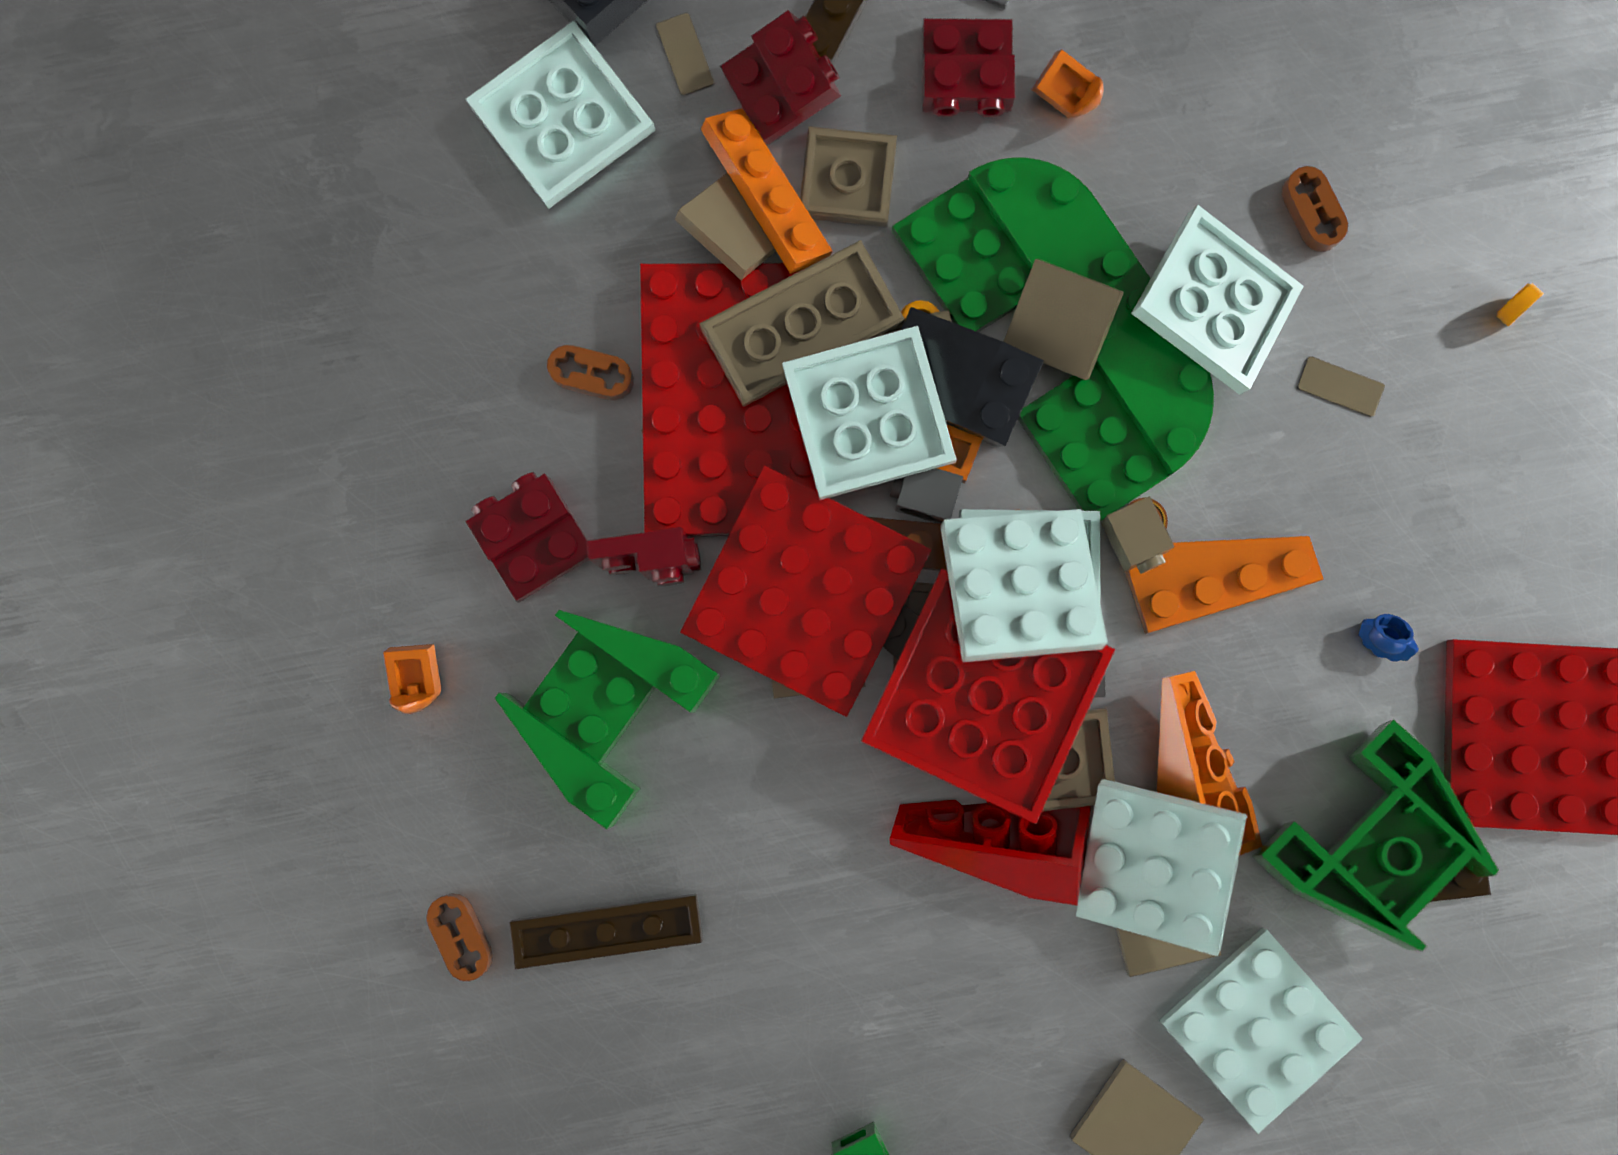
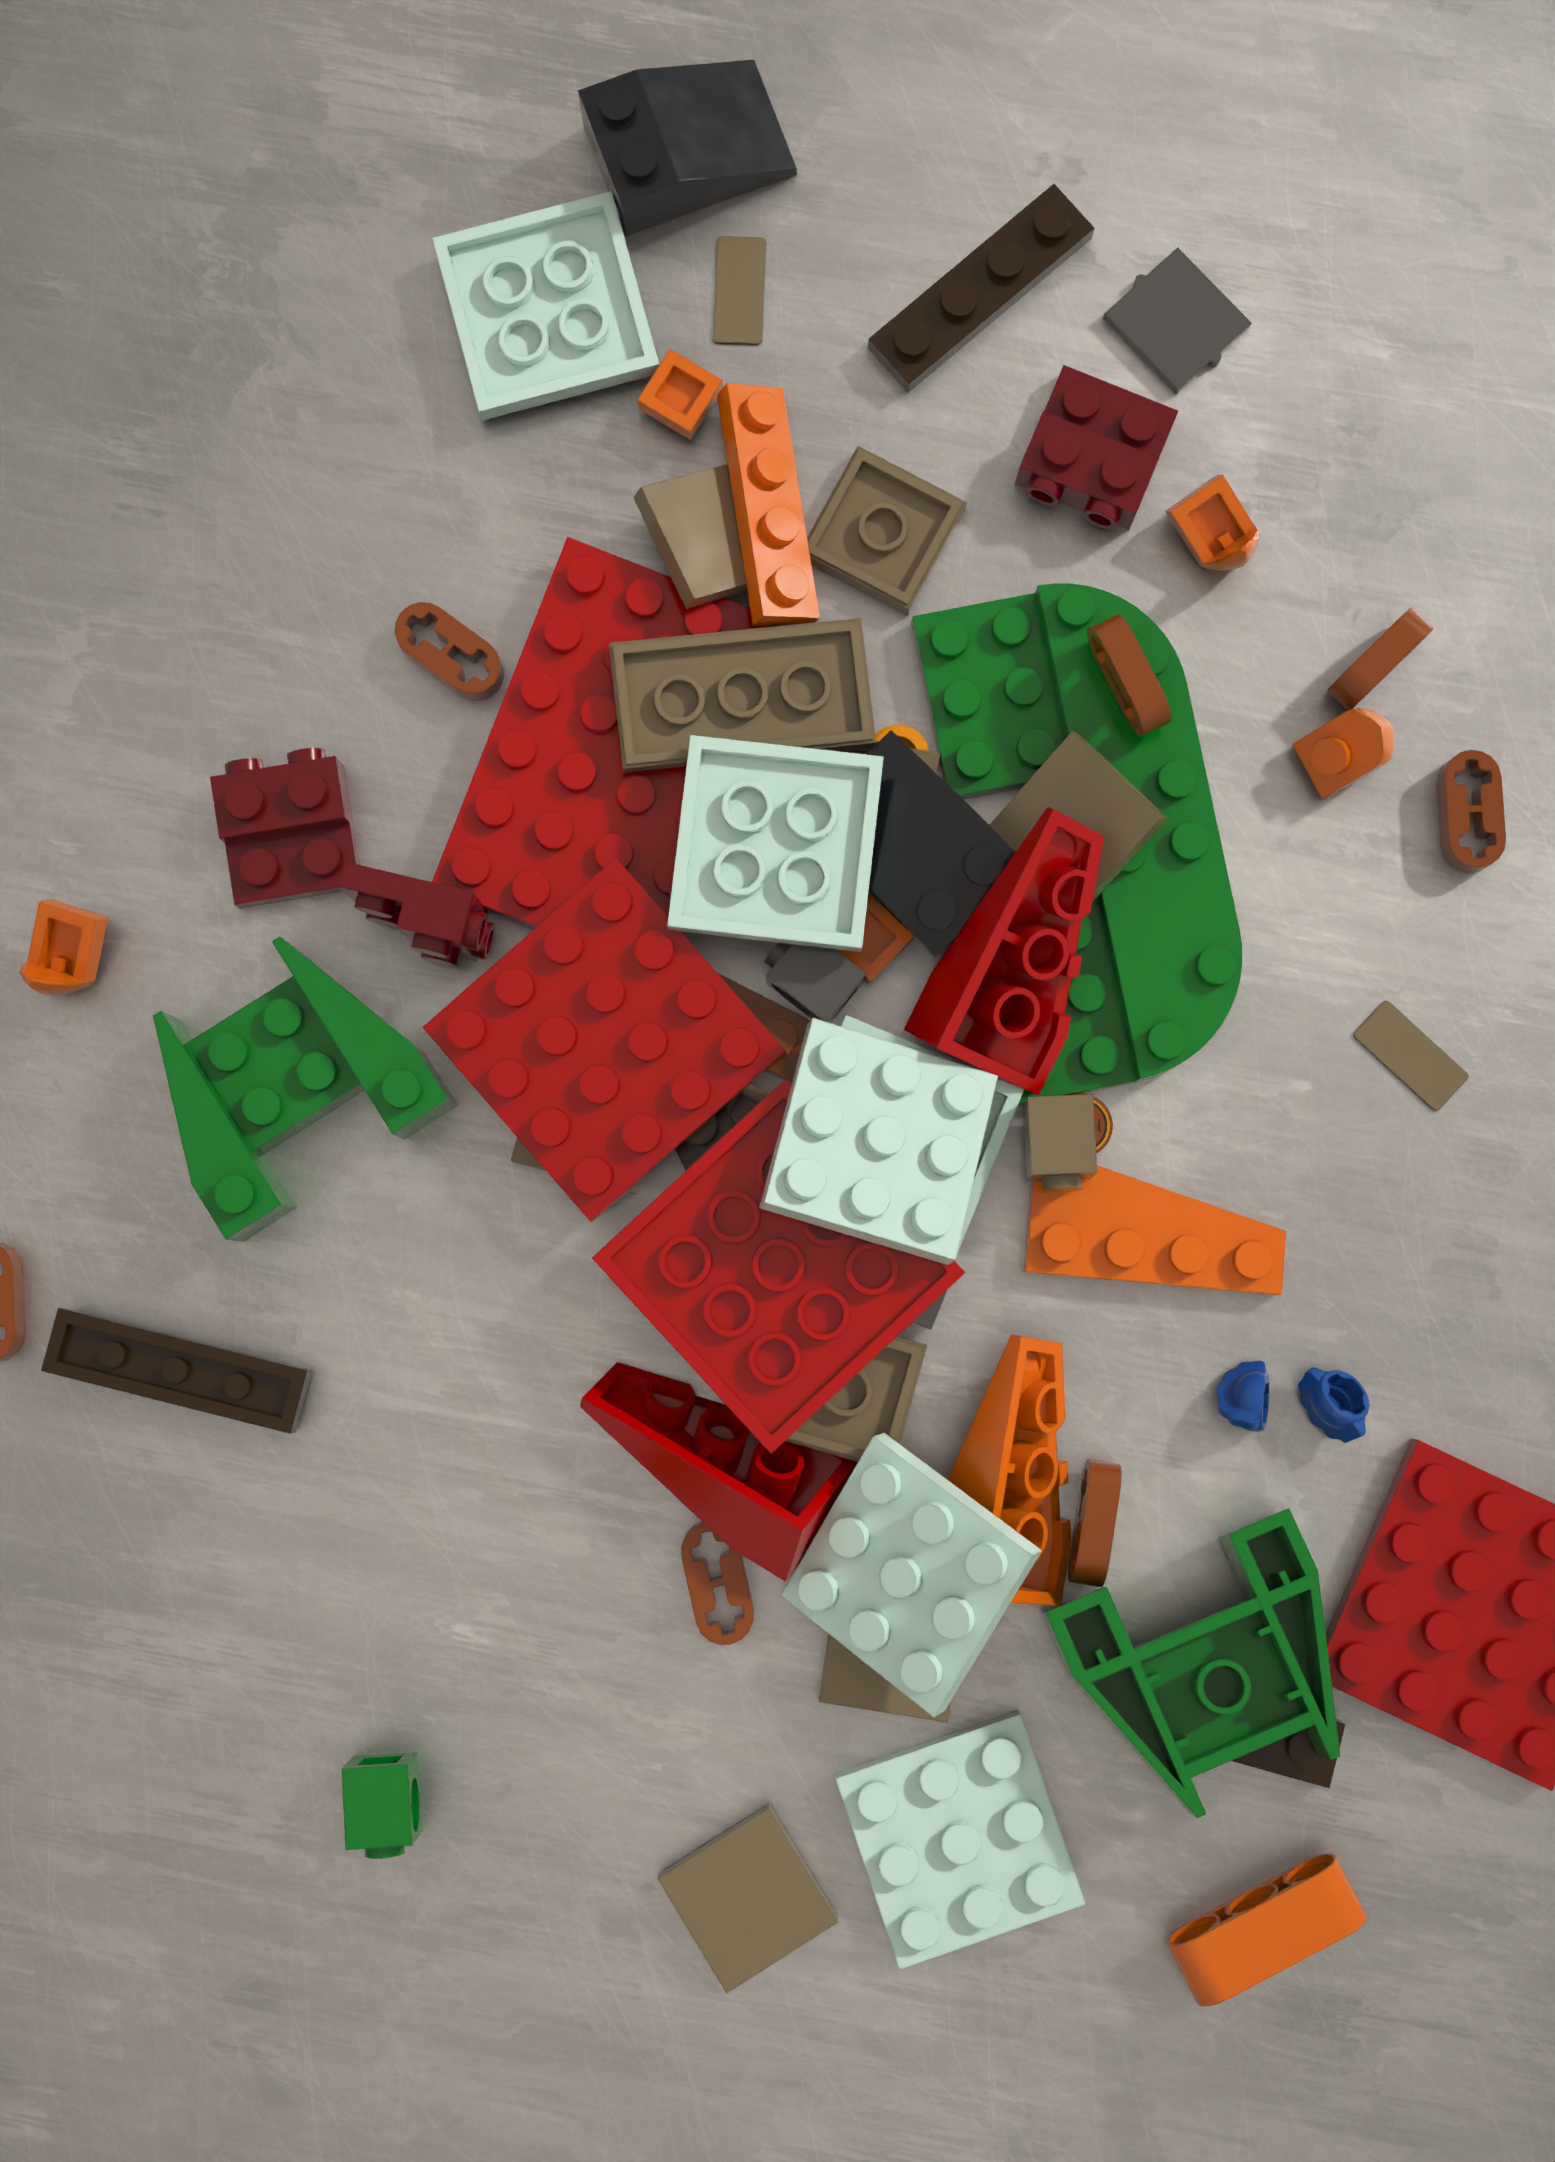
camera: 20 degrees right, 0 degrees up
(675, 138) = (680, 394): none -> orange plate
(782, 77) = (848, 368): dark red plate -> none
(1019, 930) = (702, 1592): none -> dark orange beam
(1057, 206) = (1129, 675): none -> dark orange beam
(1058, 436) = (1010, 969): none -> red wedge
(1214, 131) = (1380, 659): none -> dark orange beam
(1218, 300) = (1290, 878): light aqua plate -> none
(1220, 194) = (1346, 749): none -> orange plate
(1264, 782) = (1094, 1523): none -> dark orange beam
(1326, 656) = (1245, 1396): none -> blue piece
(1489, 1006) = (1266, 1930): none -> orange beam

